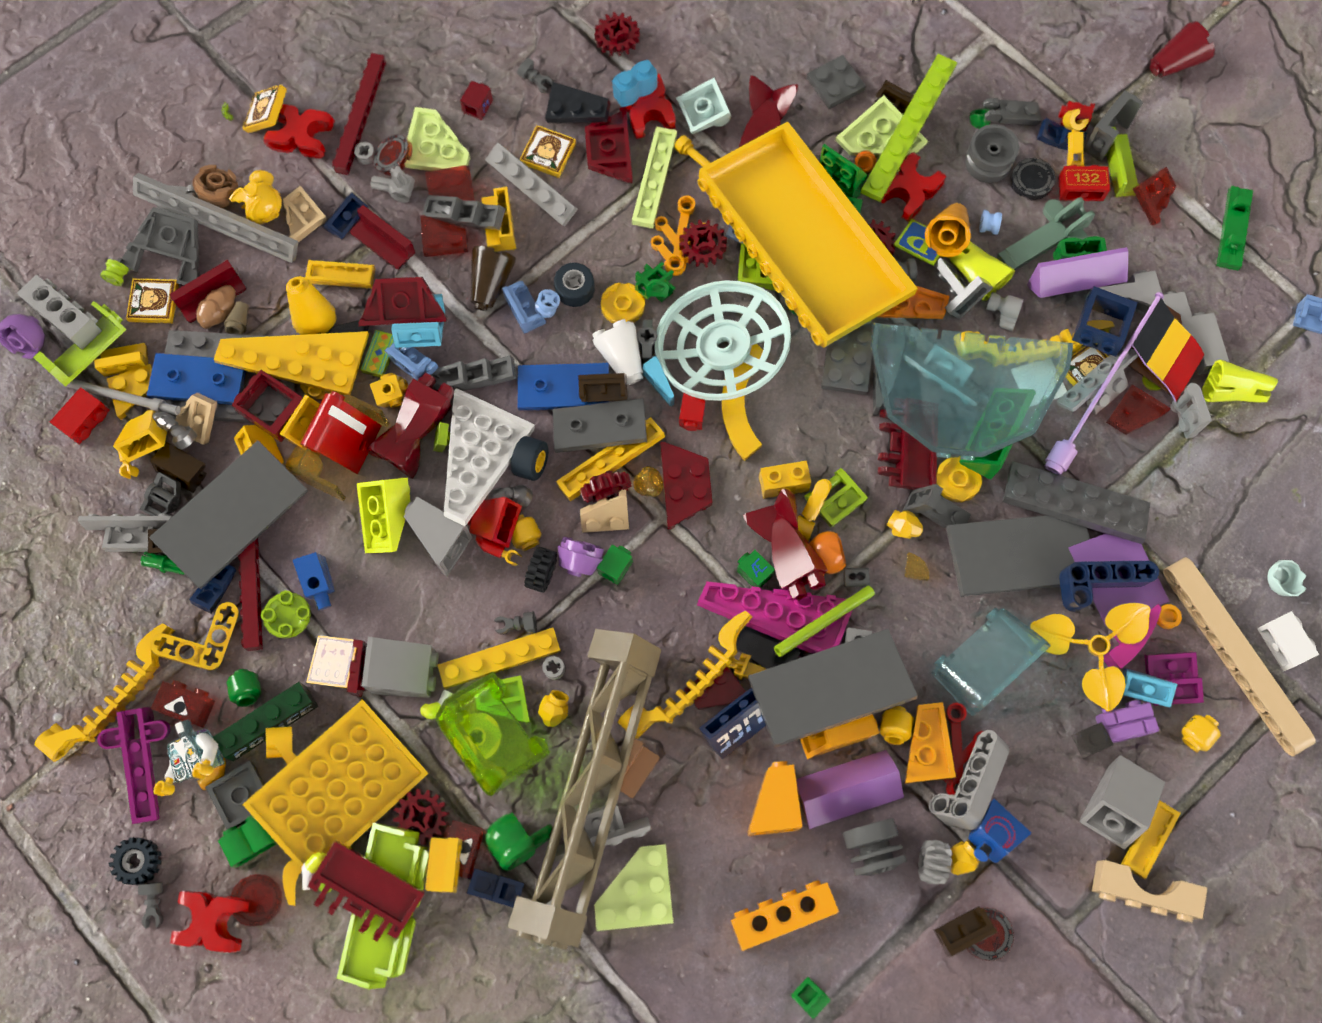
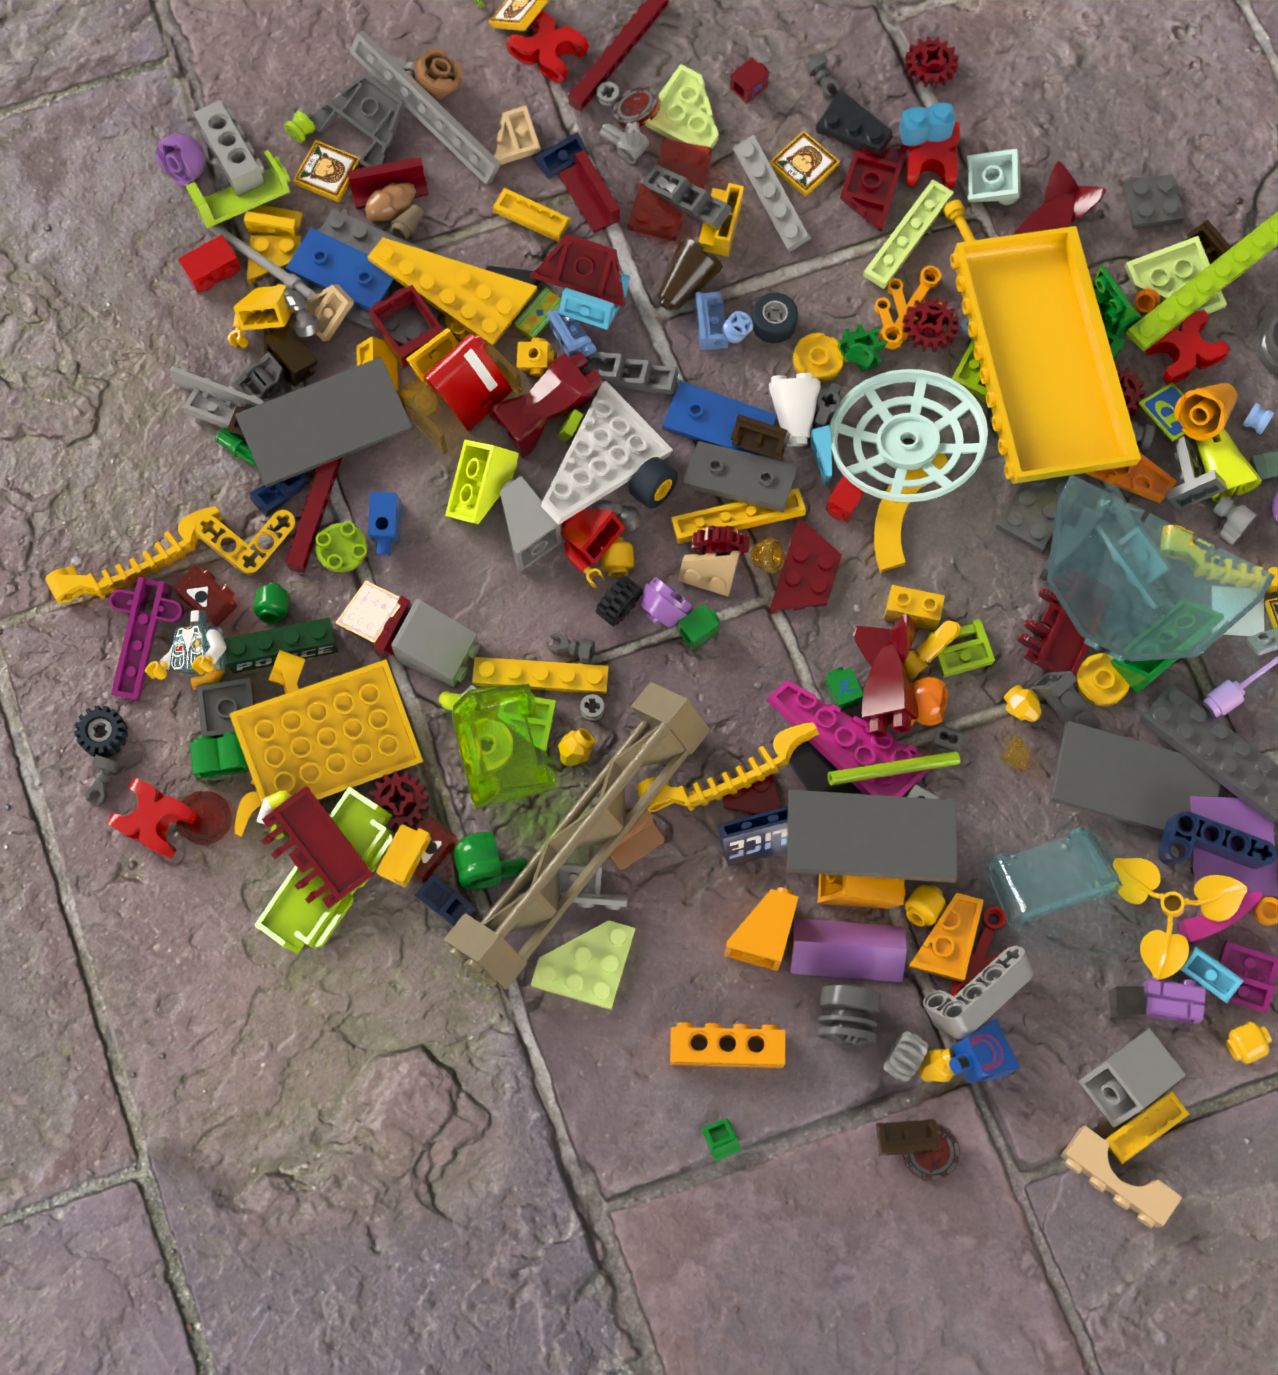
camera: 20 degrees right, 0 degrees up
(260, 198) = (478, 103): yellow helmet -> none
(309, 308) = (485, 239): yellow cone -> none
(744, 667) = (788, 781): yellow piece -> none

